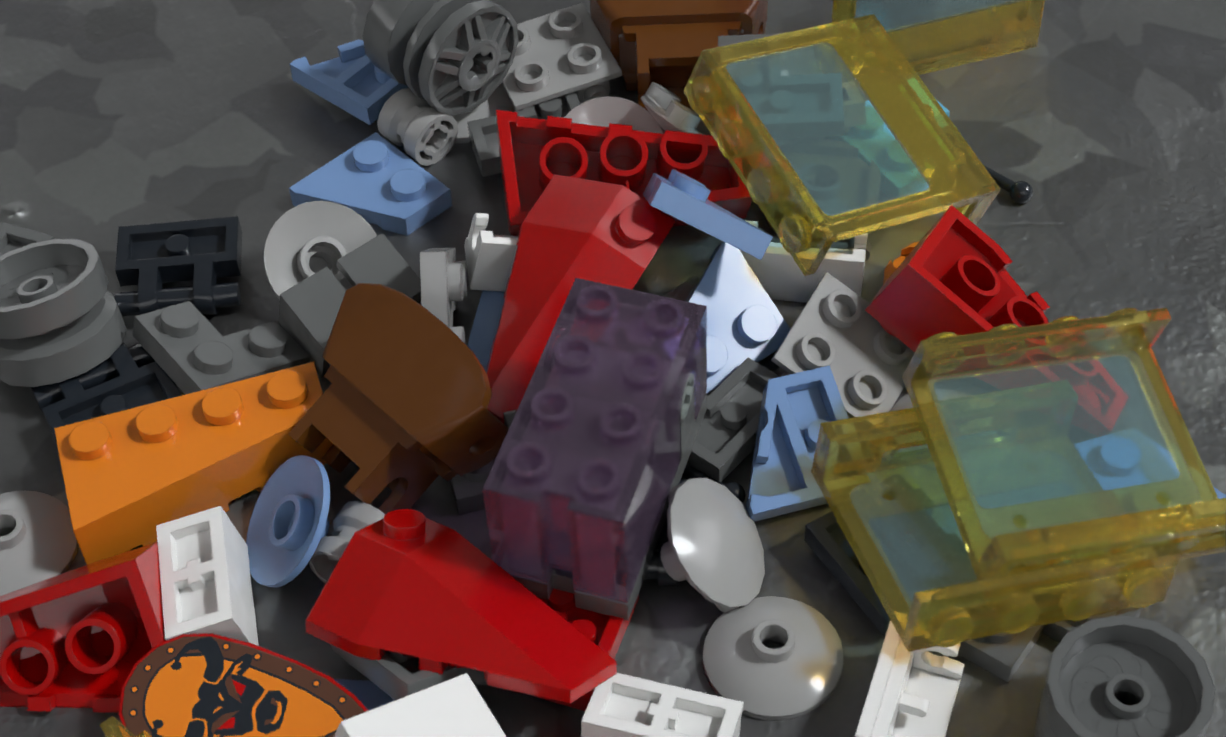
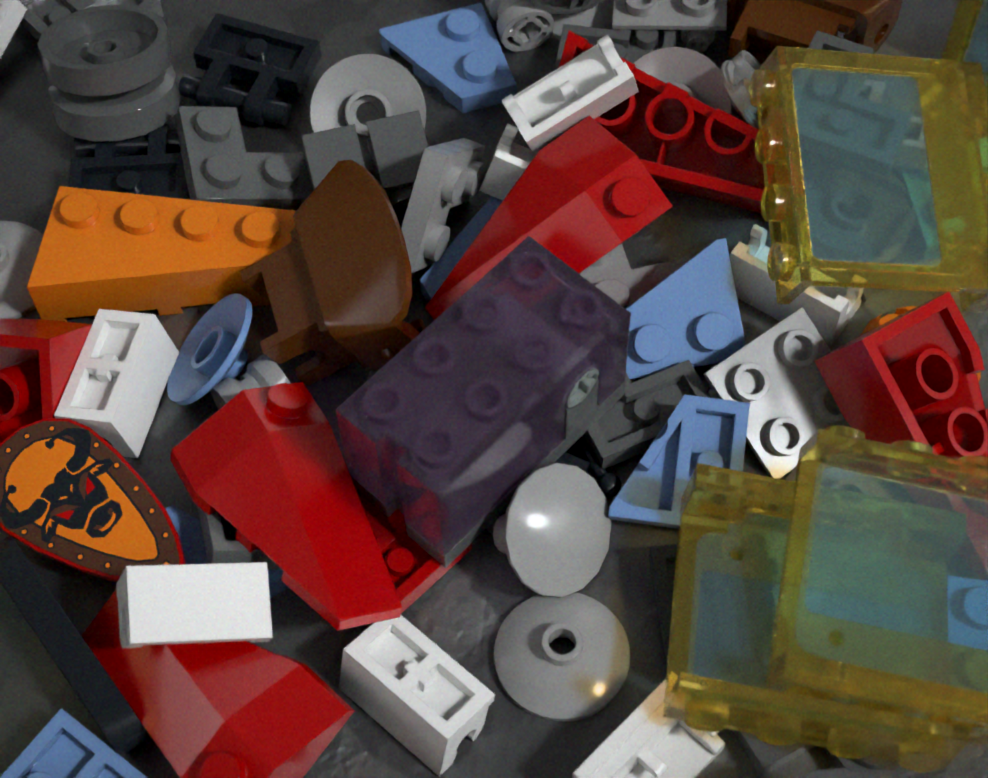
camera: 25 degrees right, 10 degrees up
(527, 163) = (570, 94): none -> white hinge
(688, 202) = (699, 202): medium blue wing -> none

